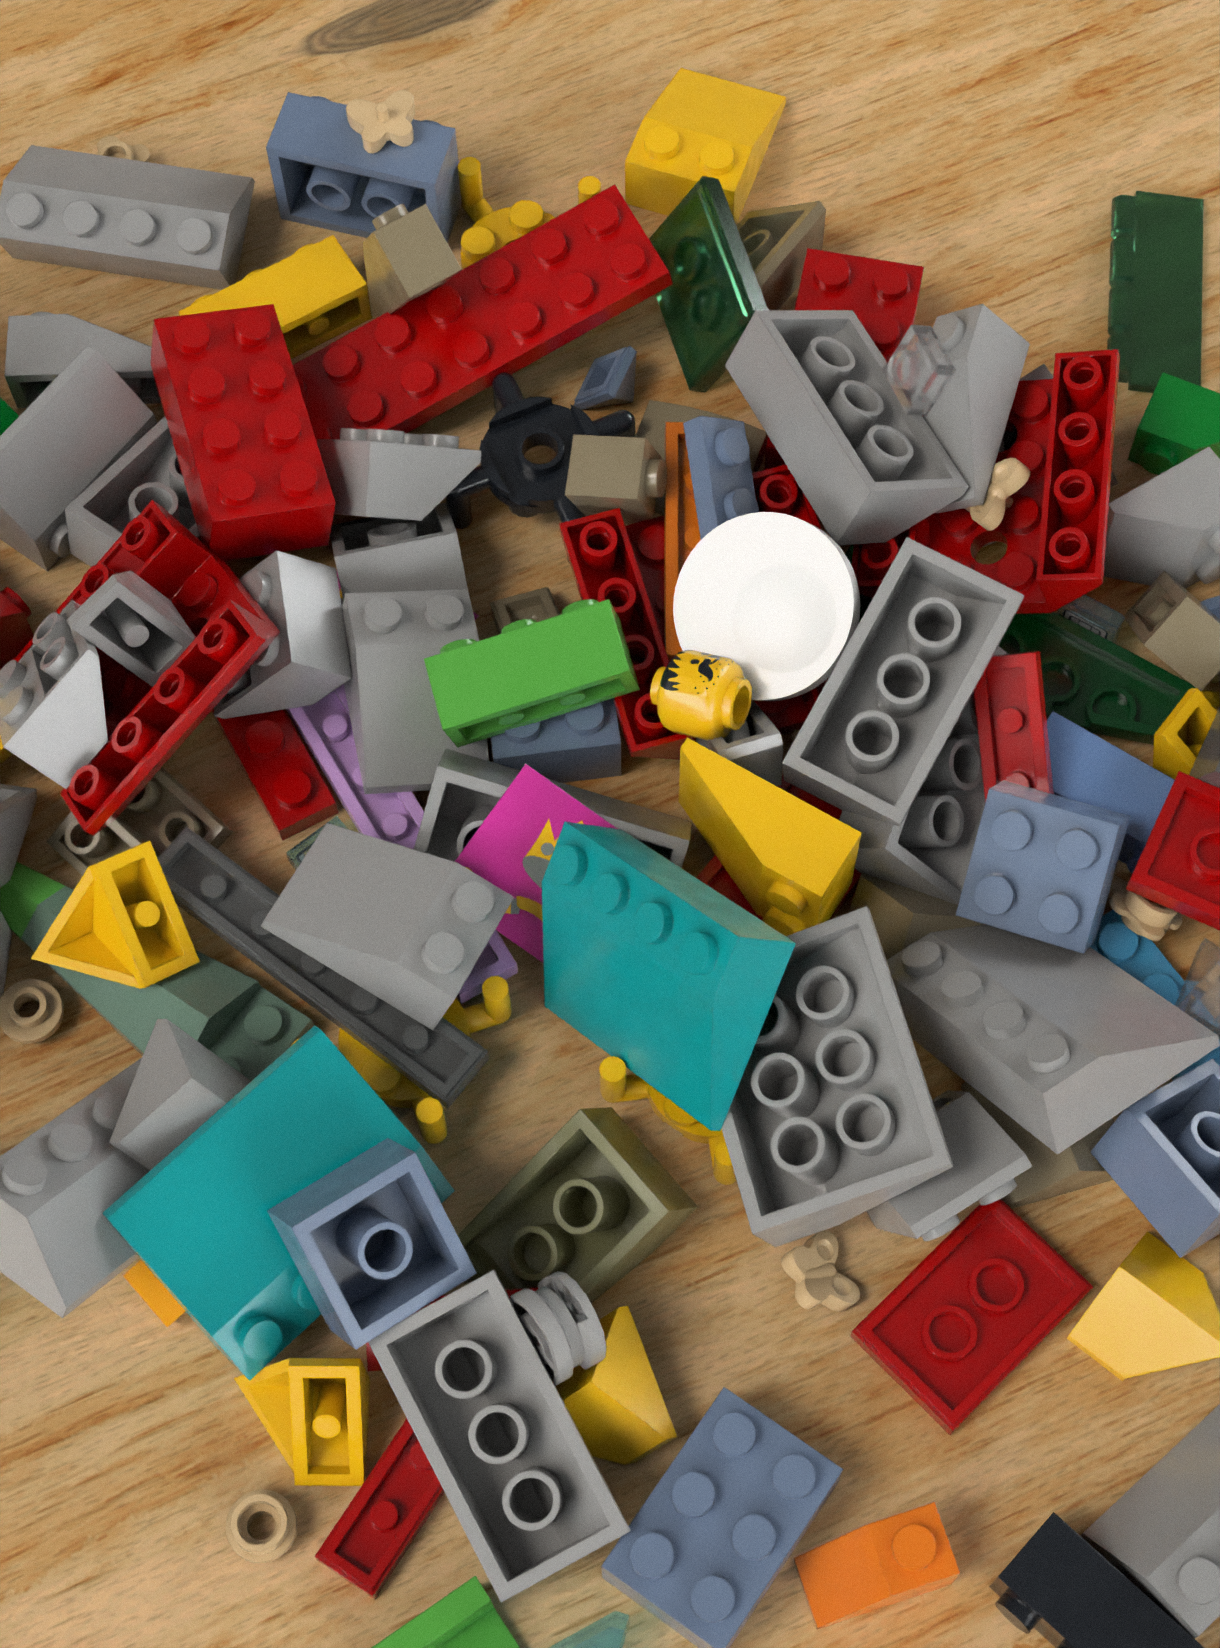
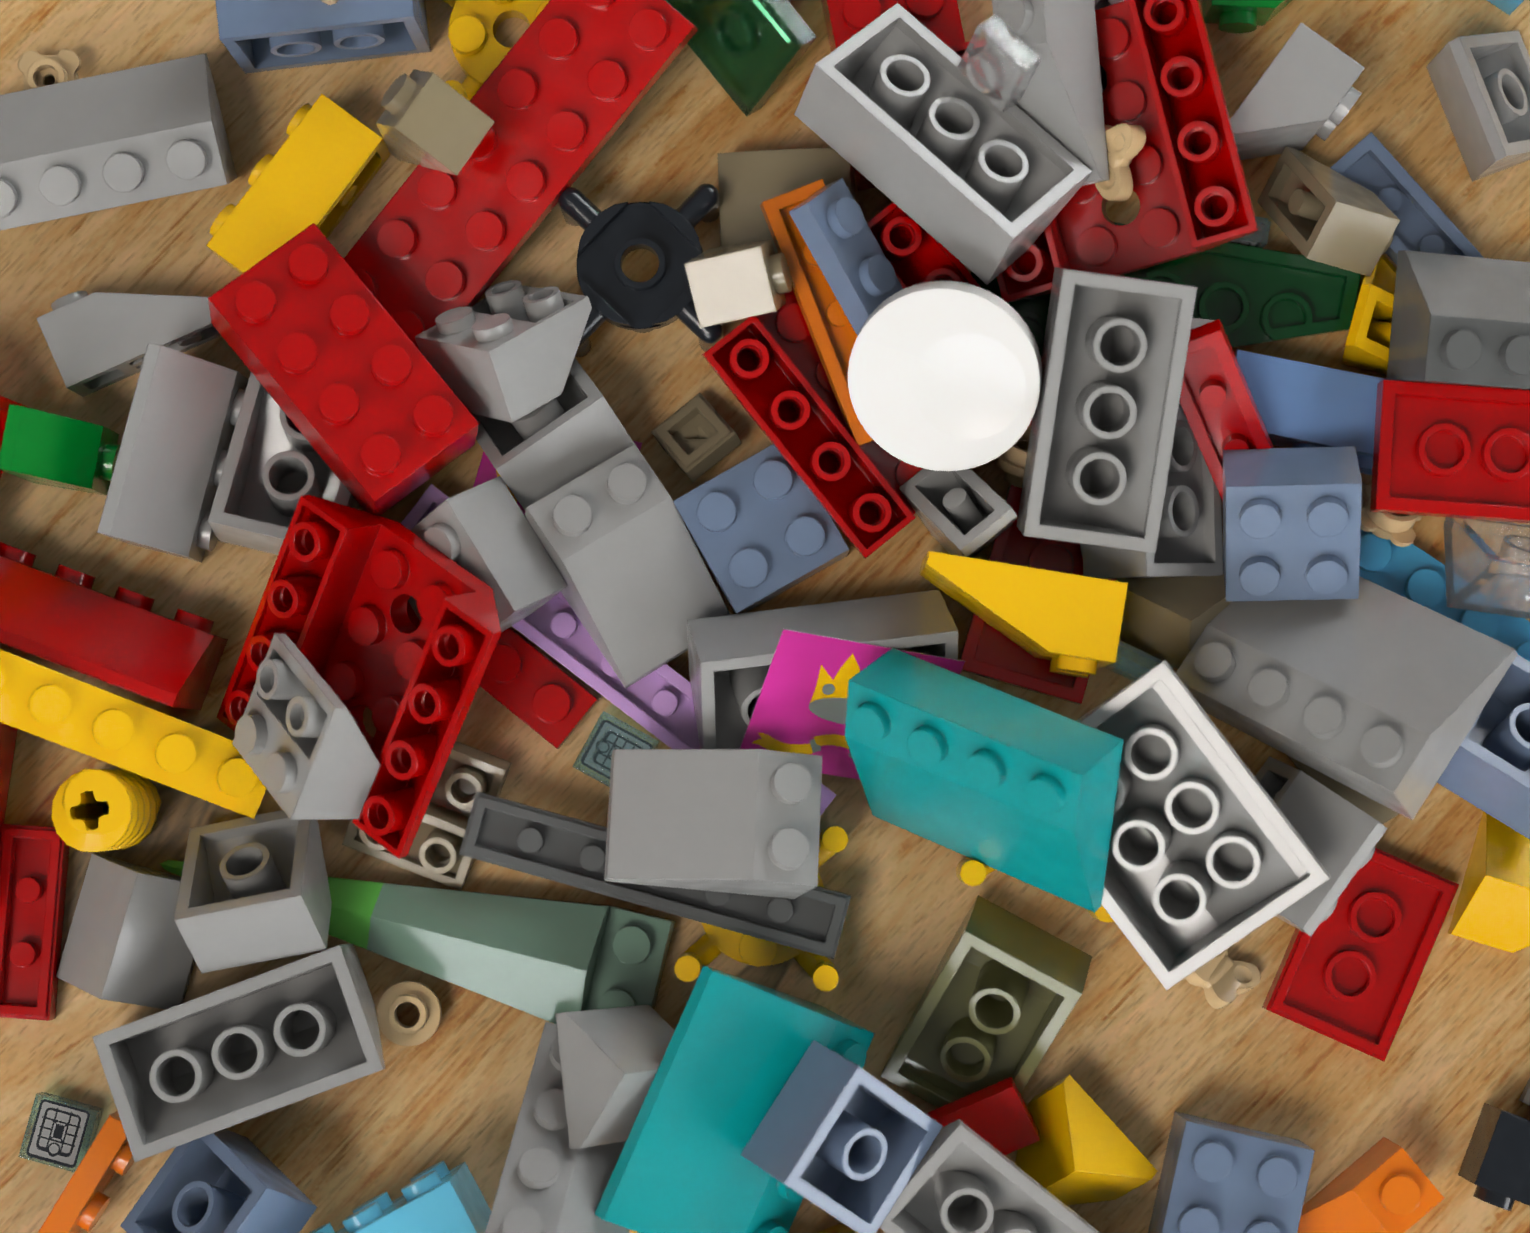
camera: 20 degrees left, 20 degrees up
(121, 923) = (468, 919): yellow slope -> none
(133, 625) = (352, 643): light grey slope -> none
(531, 672) = (744, 526): bright green brick -> none
(561, 1325) = (1031, 1138): light grey wheel -> none
(609, 380) = (662, 140): sand blue slope -> none
(701, 695) = (917, 490): yellow head -> none

